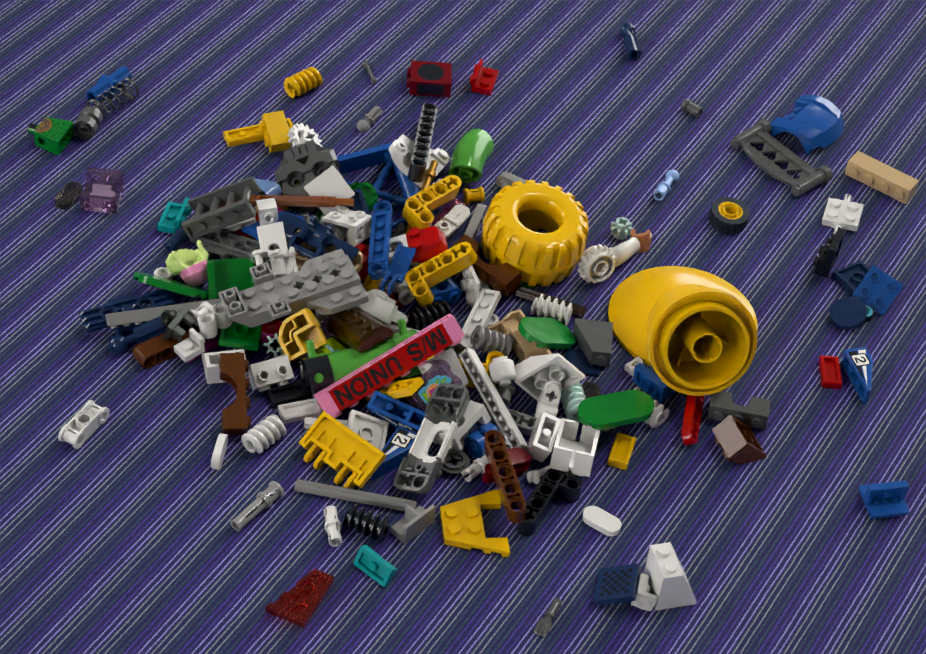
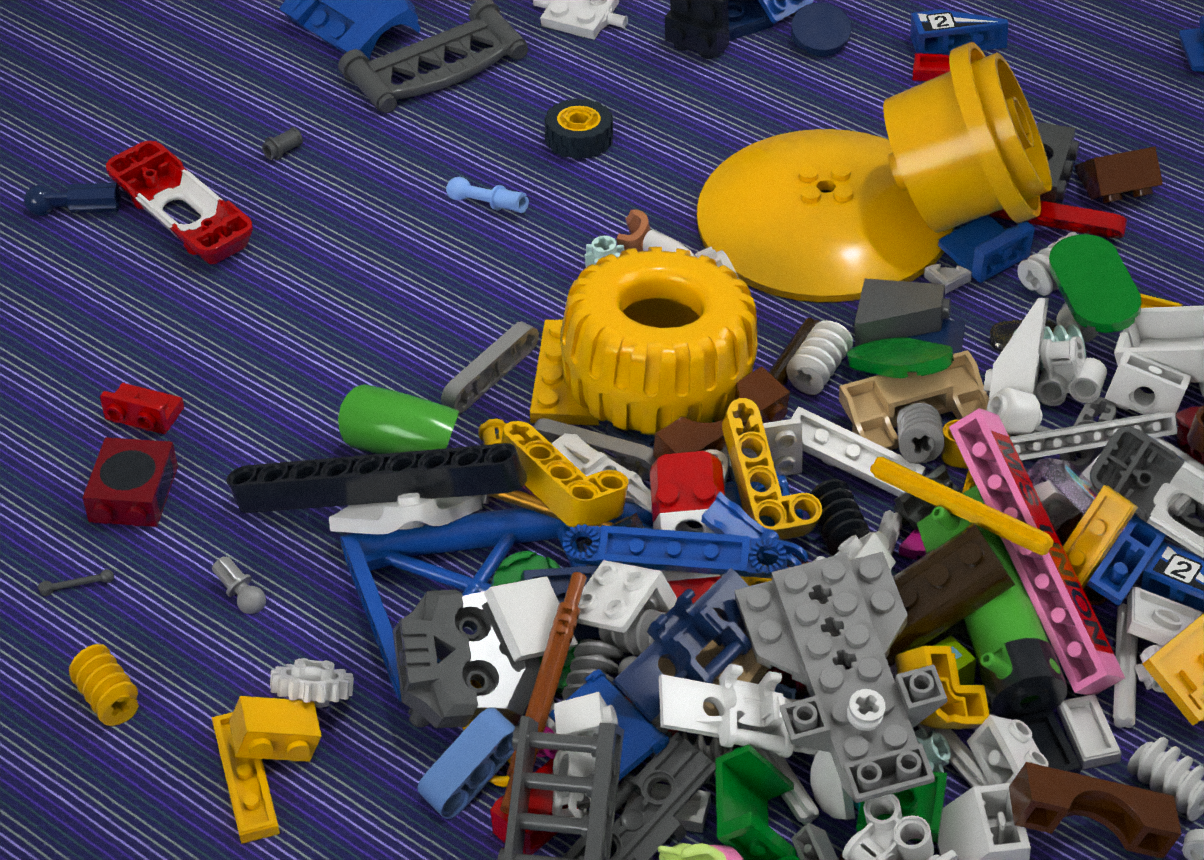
camera: 75 degrees left, 0 degrees up
(265, 293) = (859, 700): none -> white bush
(406, 328) = (962, 506): none -> yellow axle
(645, 62) = (157, 177): none -> red piece

